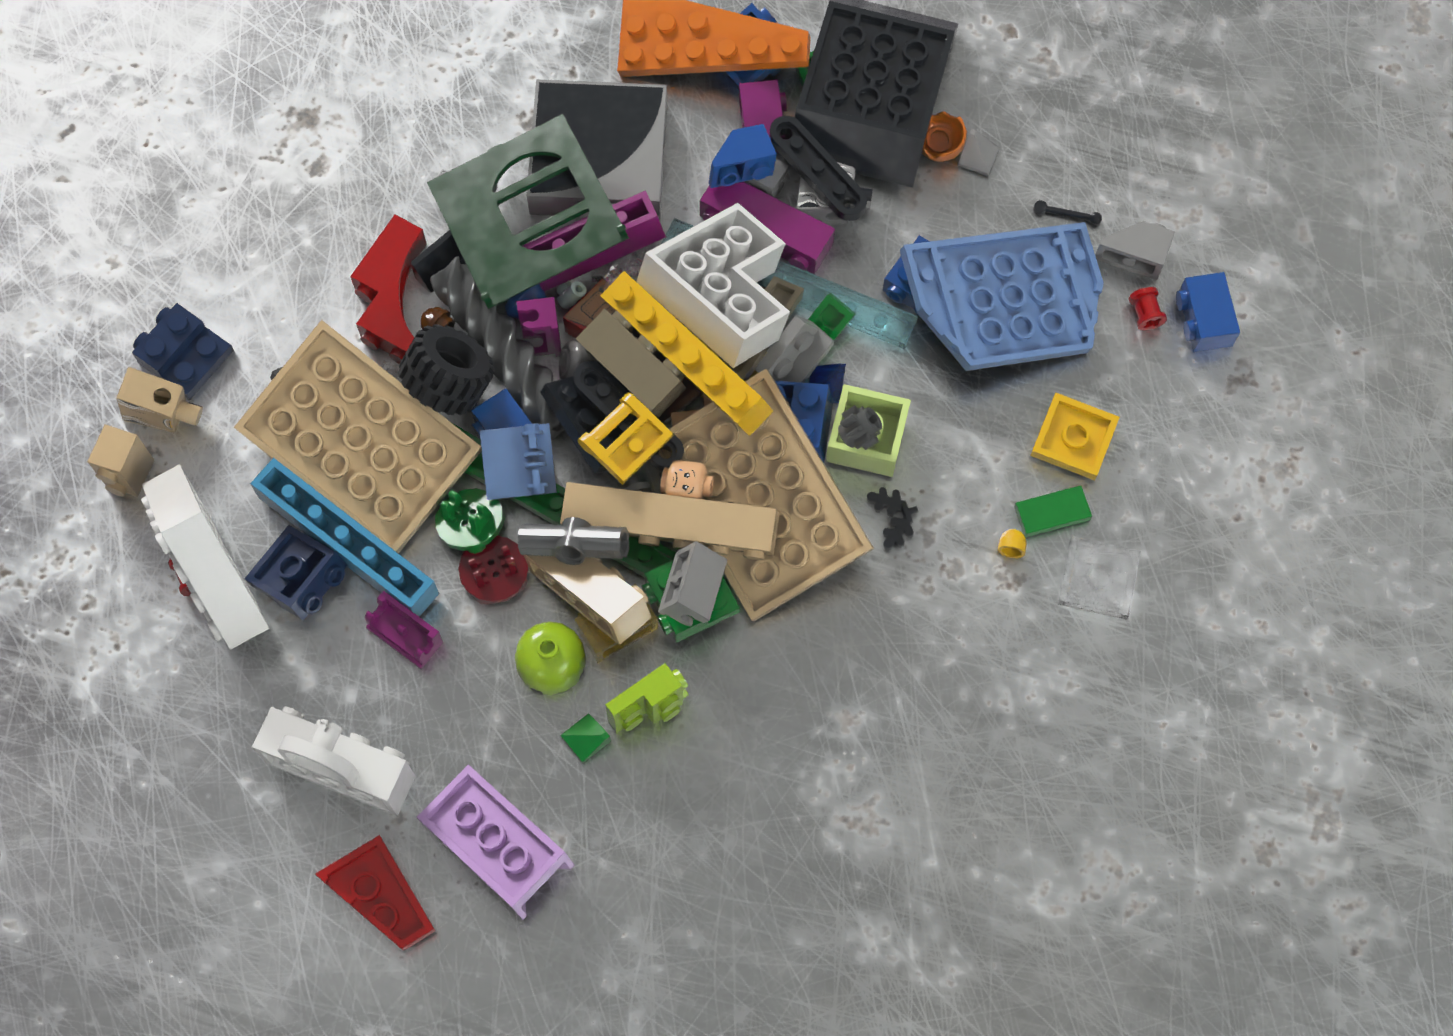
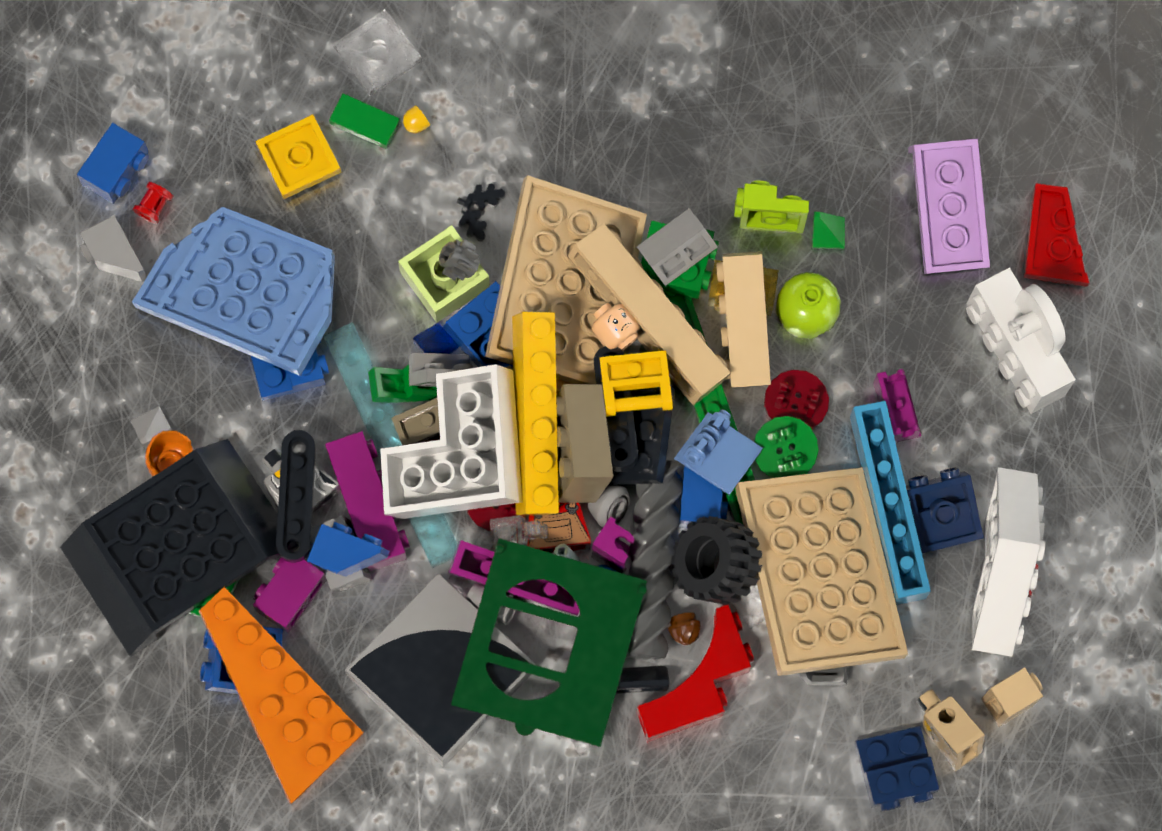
camera: 140 degrees left, 5 degrees up
(573, 541) = (733, 347): dark grey piece -> none
(1041, 208) = (146, 348): black hinge -> none

